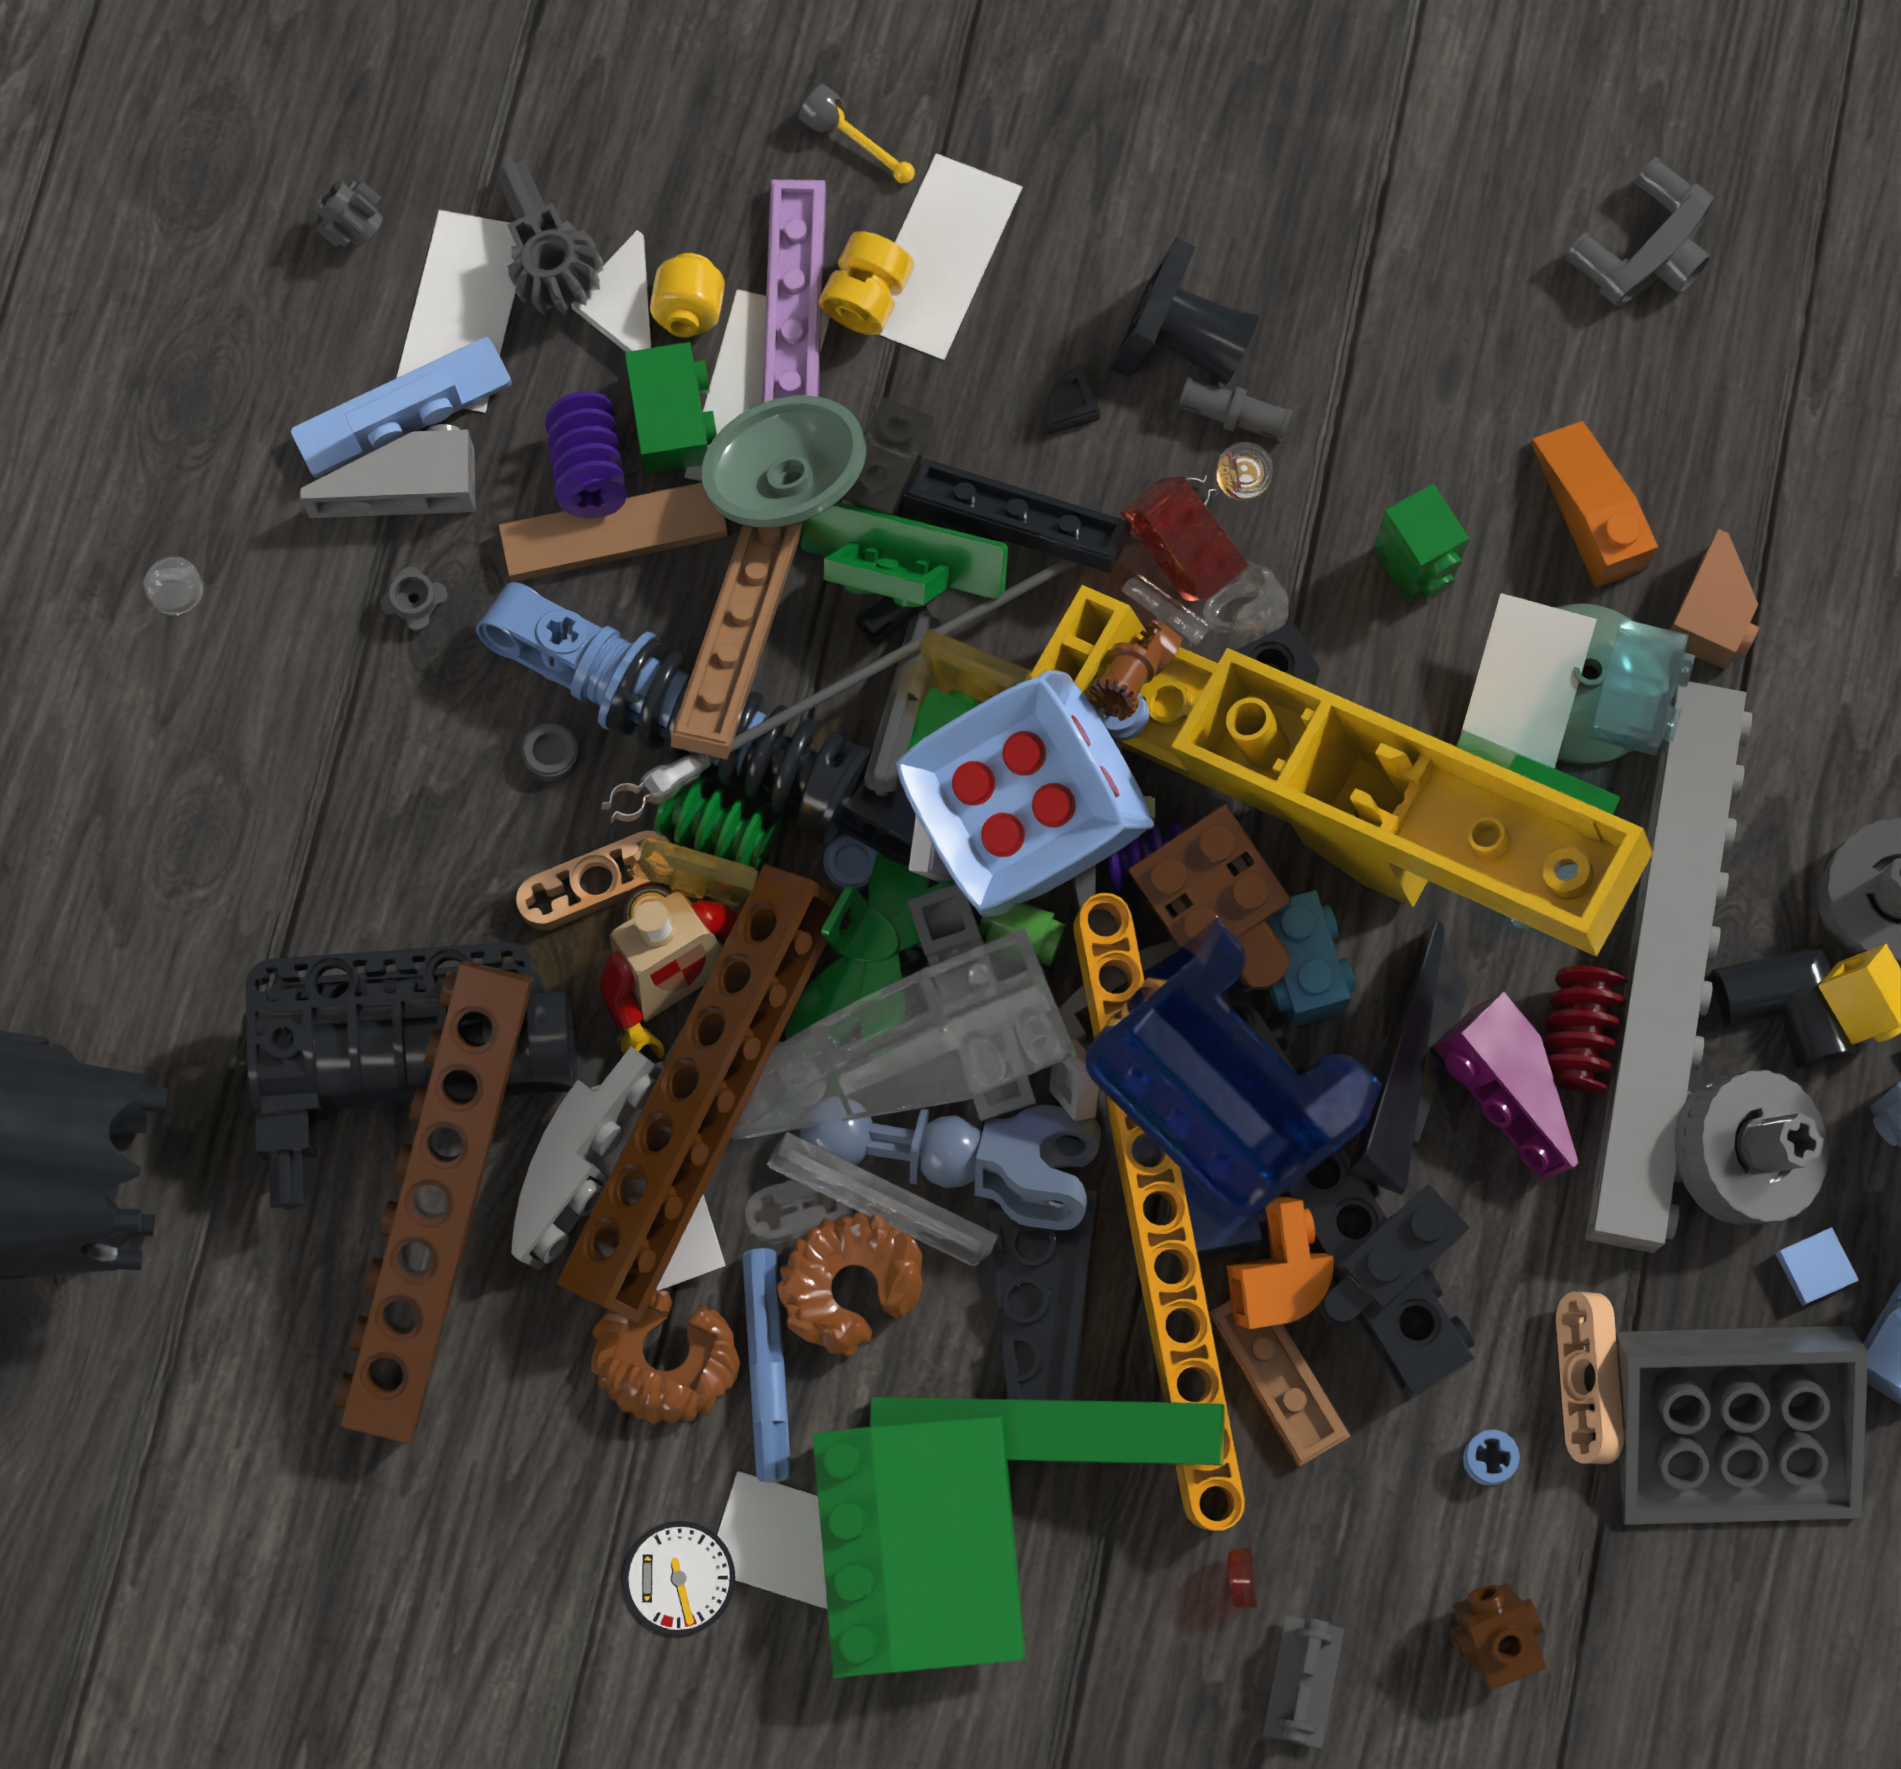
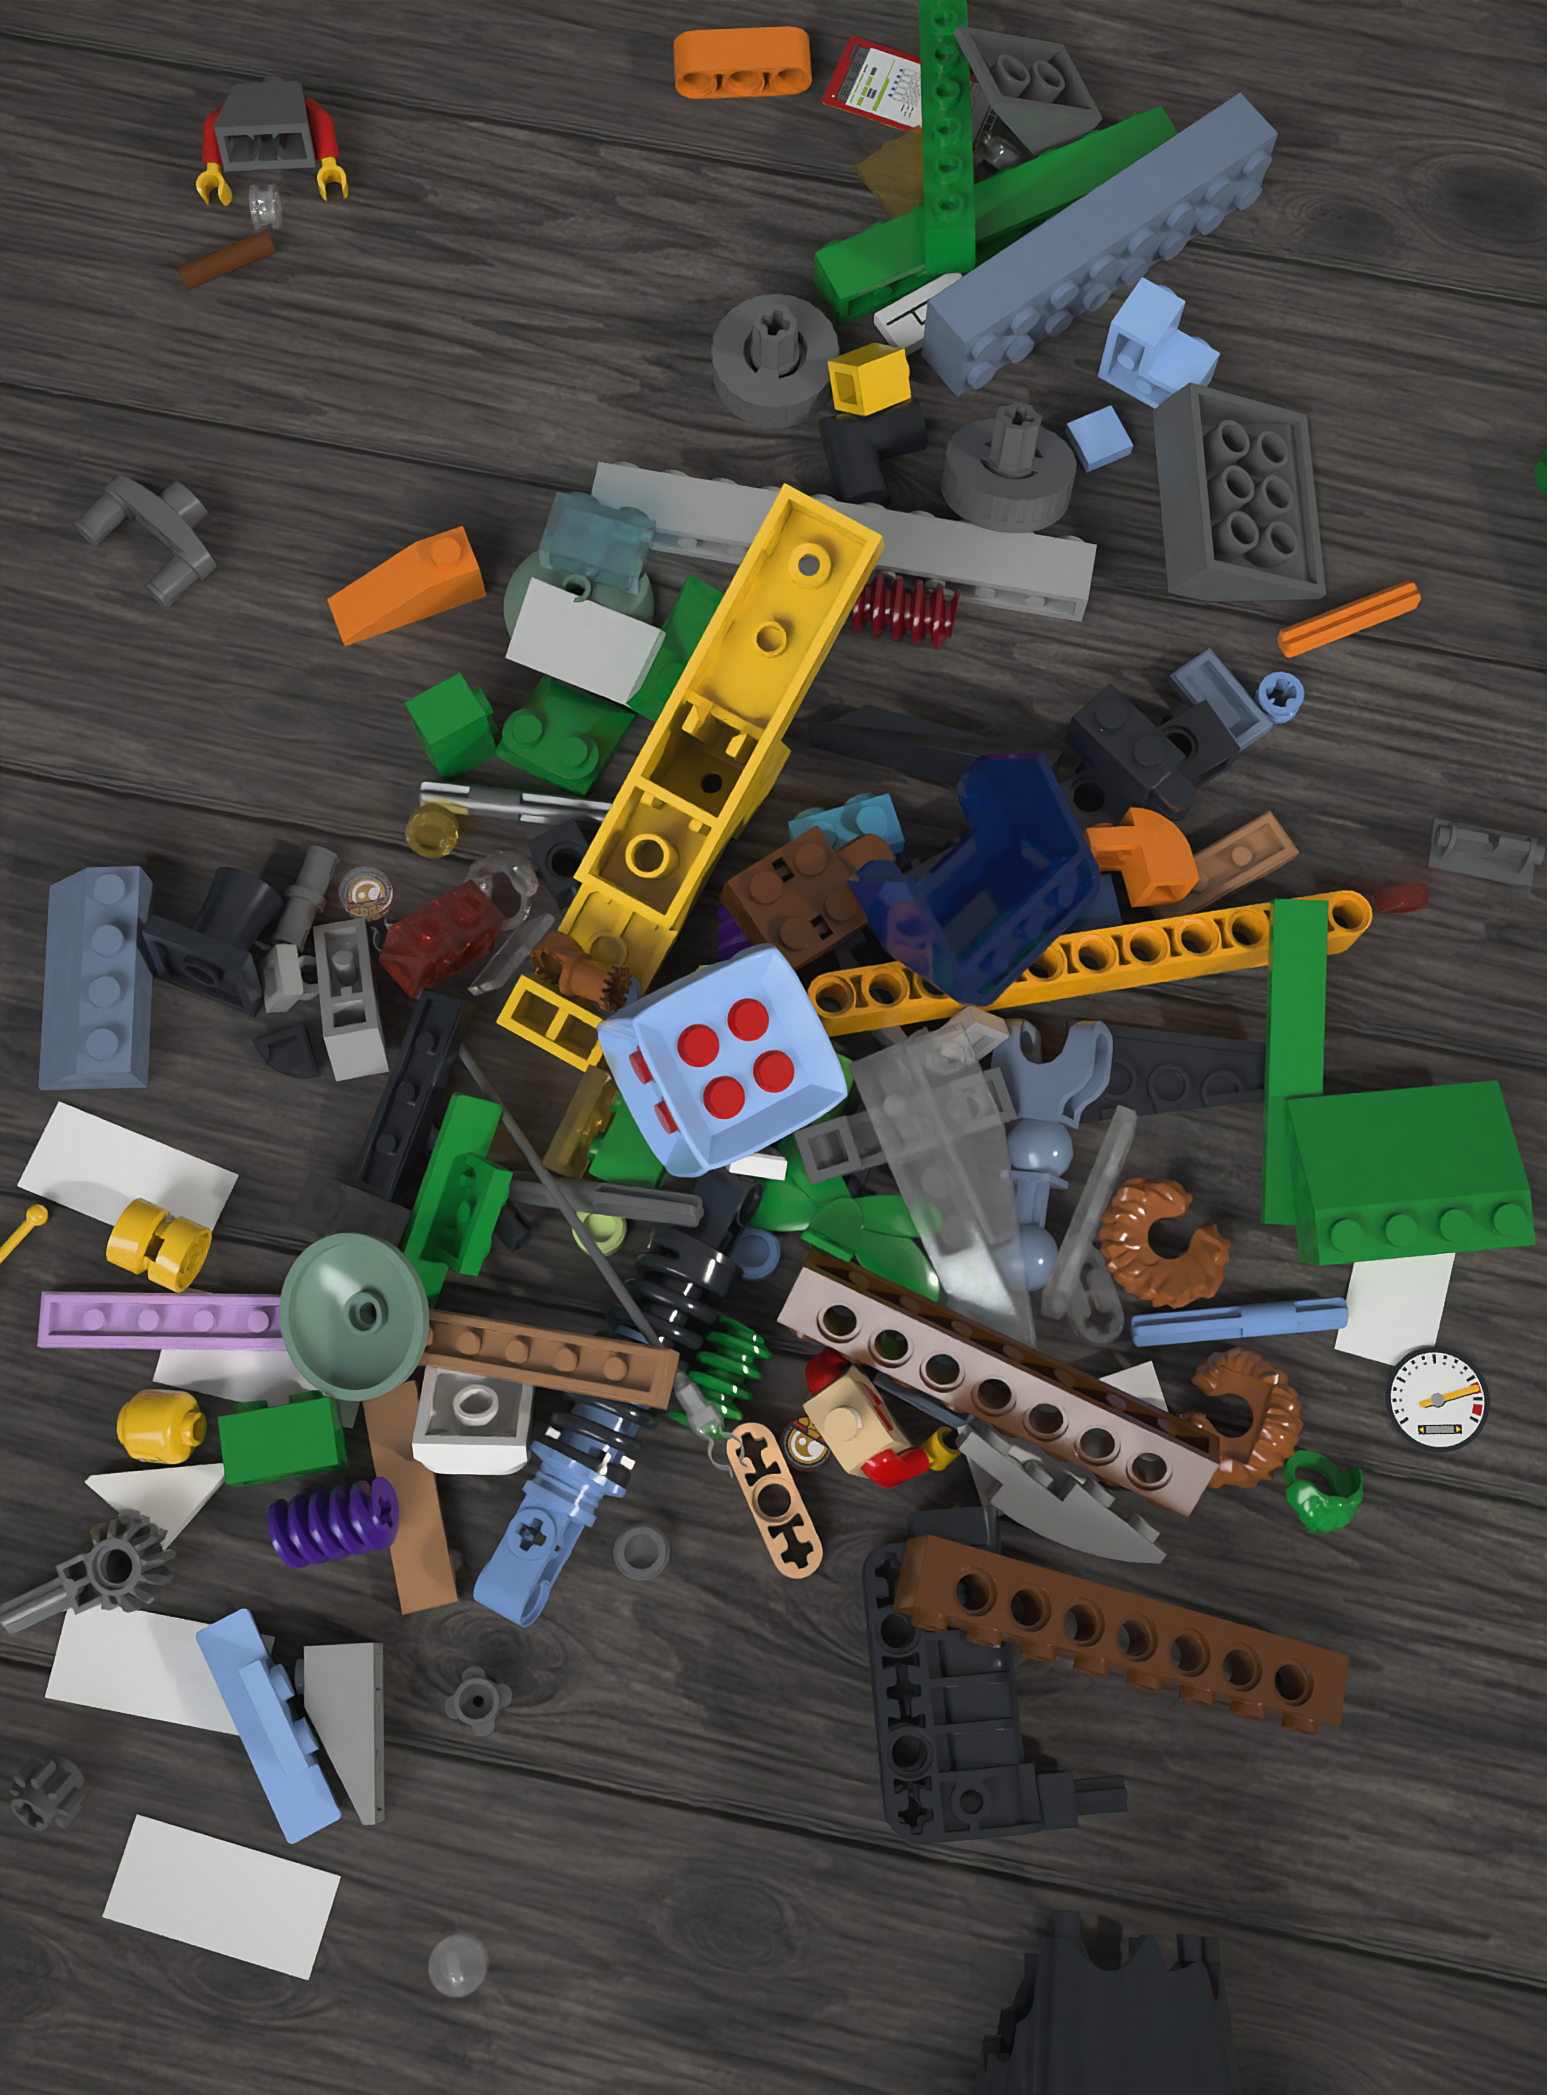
camera: 90 degrees left, 0 degrees up
(249, 375) = (222, 1897): none -> white sticker
(557, 1433) = (1316, 1510): none -> green piece
(675, 580) = (473, 1424): none -> white slope
(693, 872) = (784, 1393): clear yellow plate -> none
(869, 706) = (606, 1231): none -> yellowish green tile
(1123, 454) = (349, 1000): none -> light grey slope
(1135, 212) = (97, 981): none -> sand blue slope
(1147, 389) = (282, 978): none -> light grey tile
(1312, 533) = (432, 831): none -> clear yellow tile
(1346, 607) = (514, 804): none -> dark grey axle
(1424, 669) = (564, 736): none -> green slope
(1484, 1390) = (1210, 680): none -> sand blue tile
(1498, 1635) = (1437, 688): reddish brown brick -> none
(1511, 1078) = (949, 667): slope -> none
(1593, 1547) = (1348, 619): none -> orange axle
(1606, 1394) = (1224, 628): light nougat beam -> none
(1718, 606) = (508, 490): nougat slope -> none

